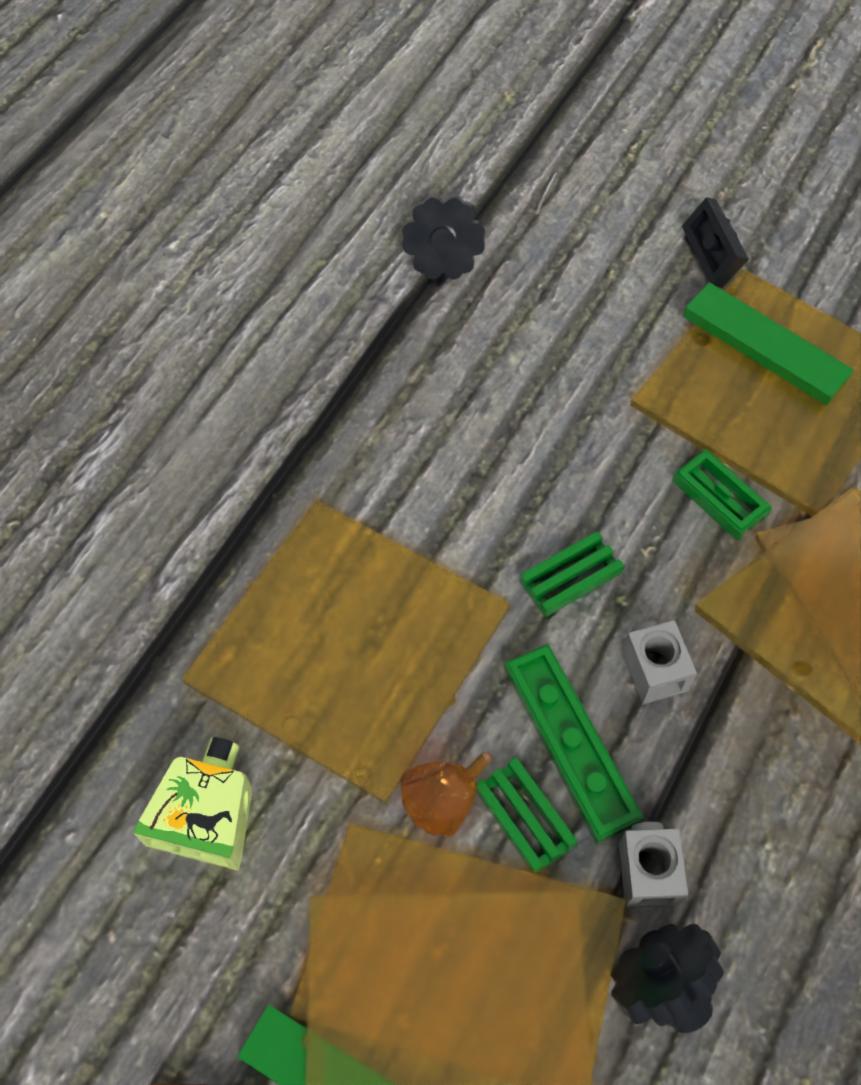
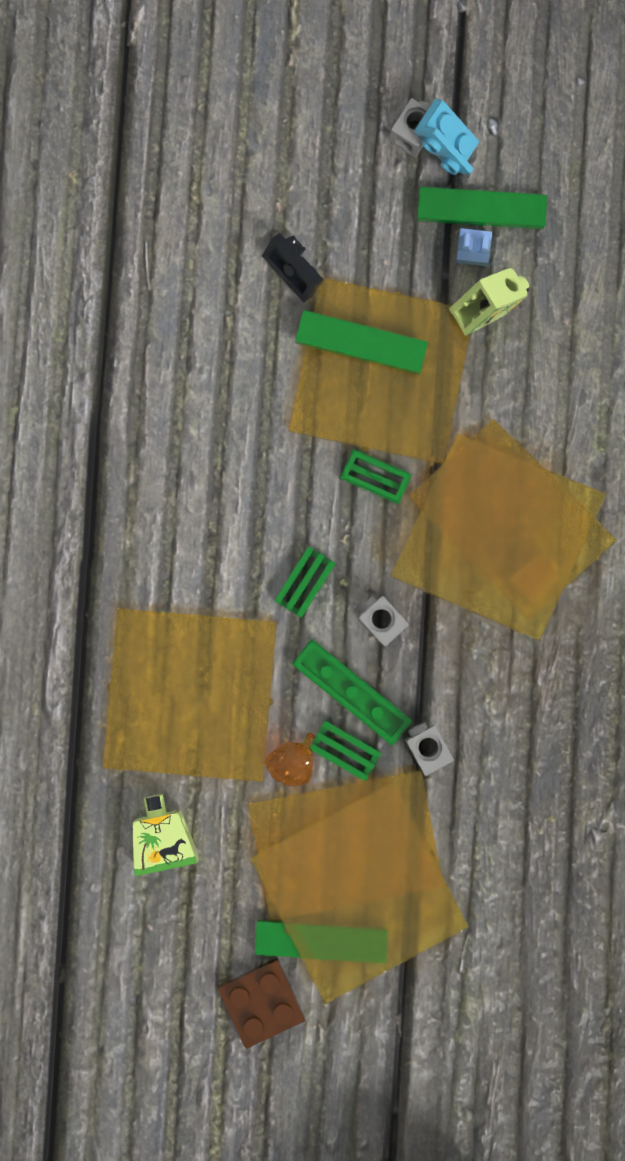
camera: 30 degrees left, 25 degrees up
(443, 237) = (99, 361): black plant -> none
(669, 978) = (459, 807): black plant -> none

